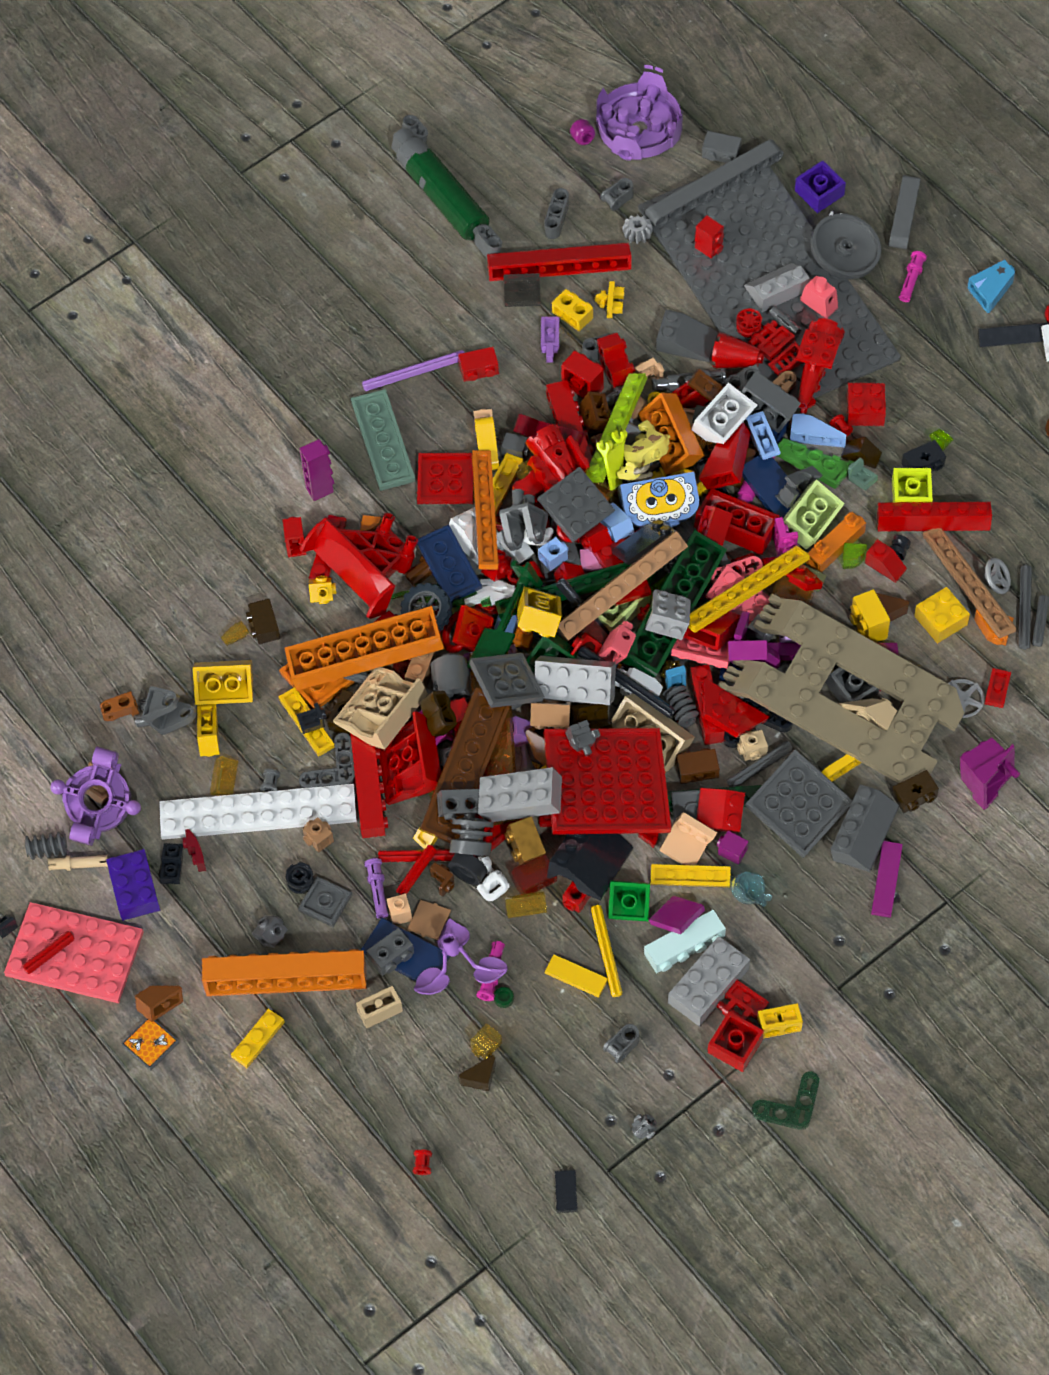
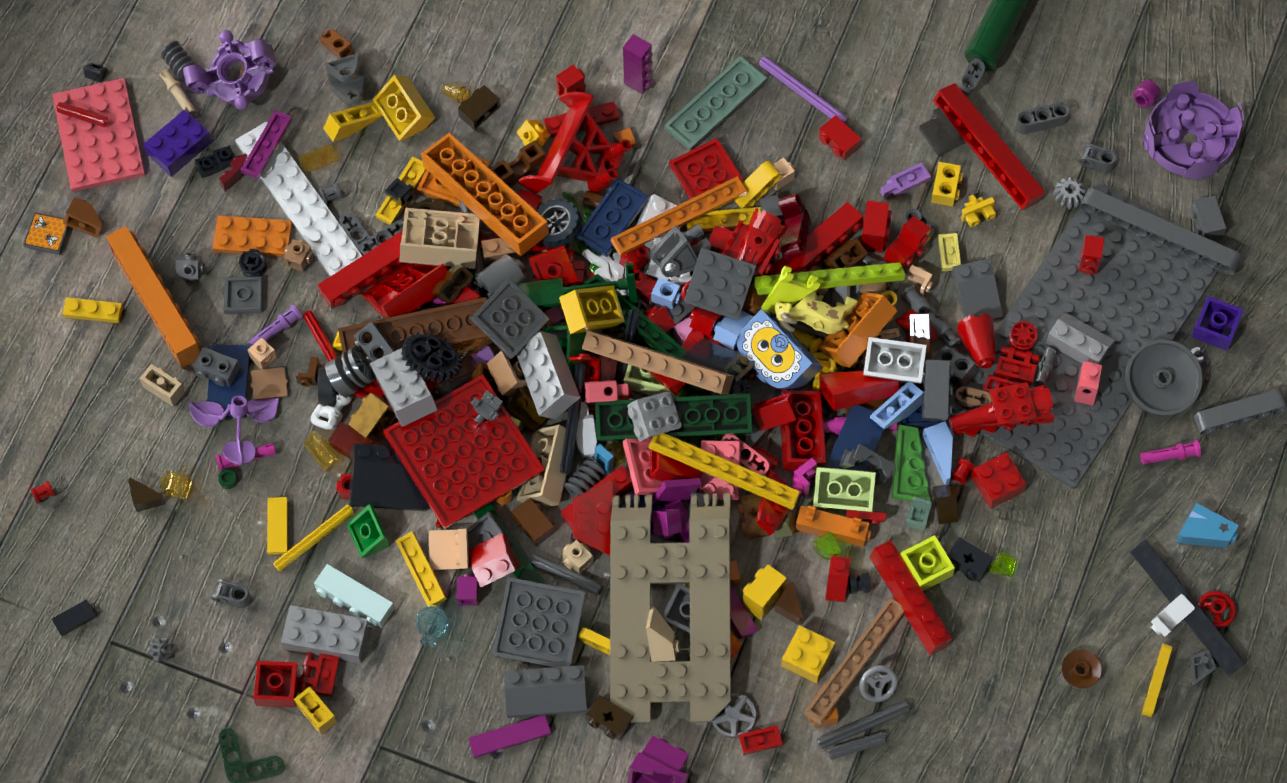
camera: 60 degrees right, 5 degrees up
(189, 808) = (266, 144): none -> magenta plate
(268, 867) = (245, 233): none -> orange plate
(344, 608) = (528, 161): none -> reddish brown arch
(416, 870) = (306, 348): red axle -> none
(493, 761) = (432, 357): none -> black gear
(637, 338) = (949, 251): none -> light yellow plate
(677, 914) = (373, 576): magenta tile -> none
(748, 650) = (657, 501): magenta tile -> none
(847, 507) = (874, 517): none -> red plate

